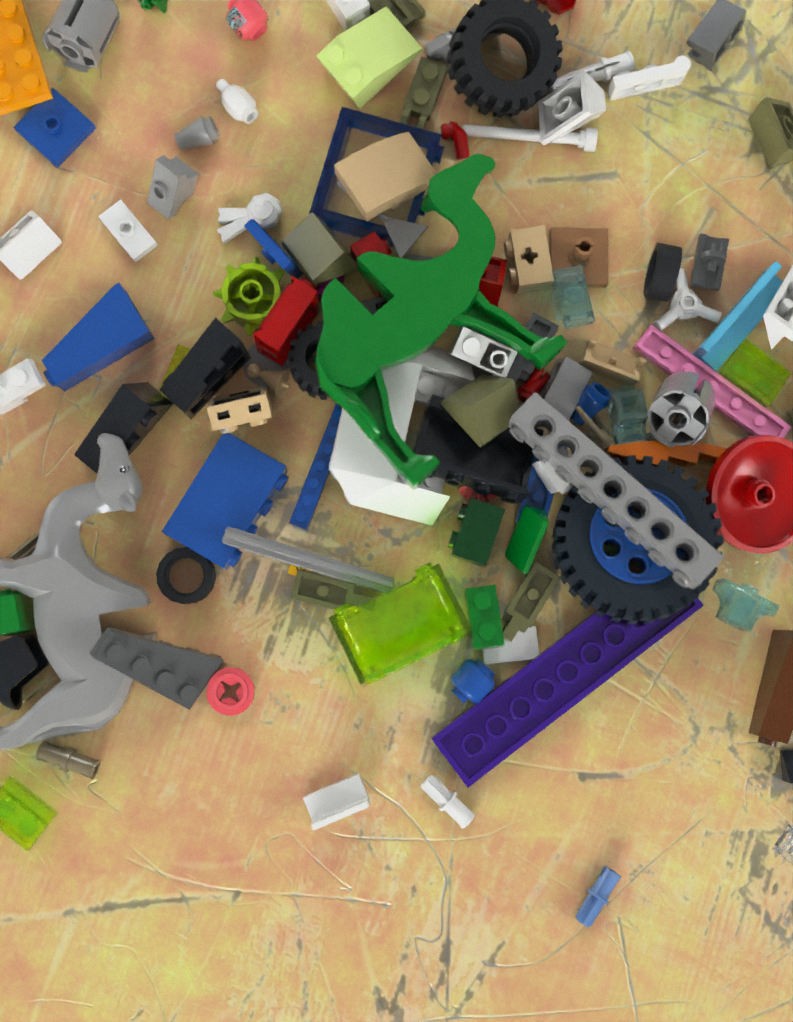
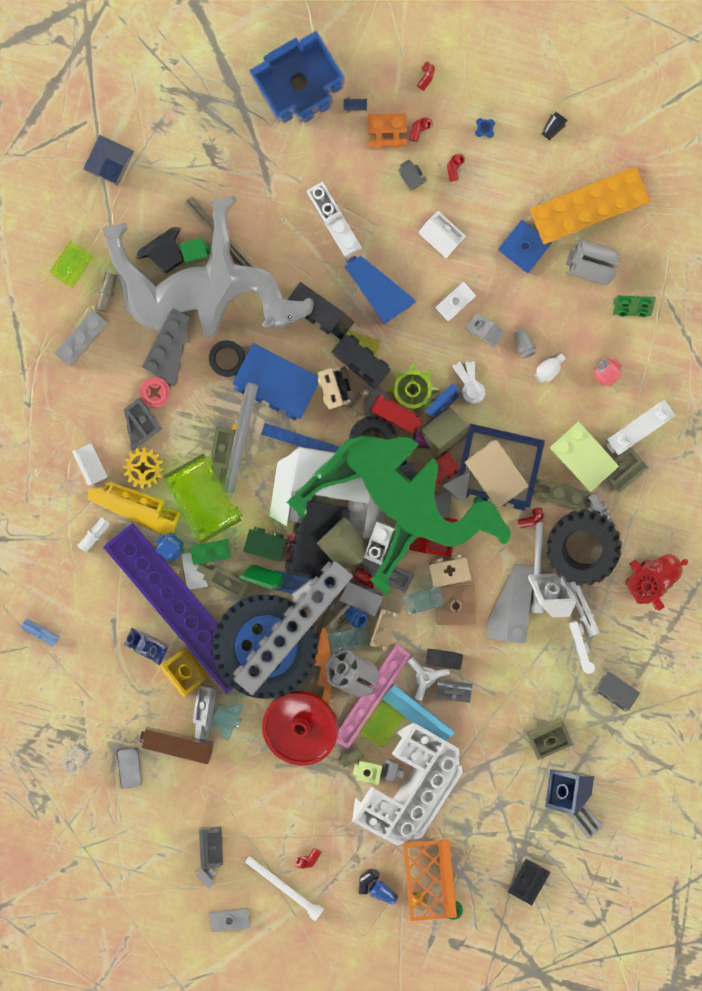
camera: 90 degrees right, 5 degrees up
(136, 803) = (81, 338): none -> light grey brick
(277, 716) = (140, 423): none -> dark grey wing
(332, 714) = (143, 459): none -> yellow gear
(407, 731) = (136, 507): none -> yellow wedge
(591, 172) = (511, 612): none -> light grey wedge
(627, 724) = (147, 646): none -> clear blue slope
(668, 670) = (184, 671): none -> yellow slope
(728, 642) = (203, 711): none -> light grey hinge

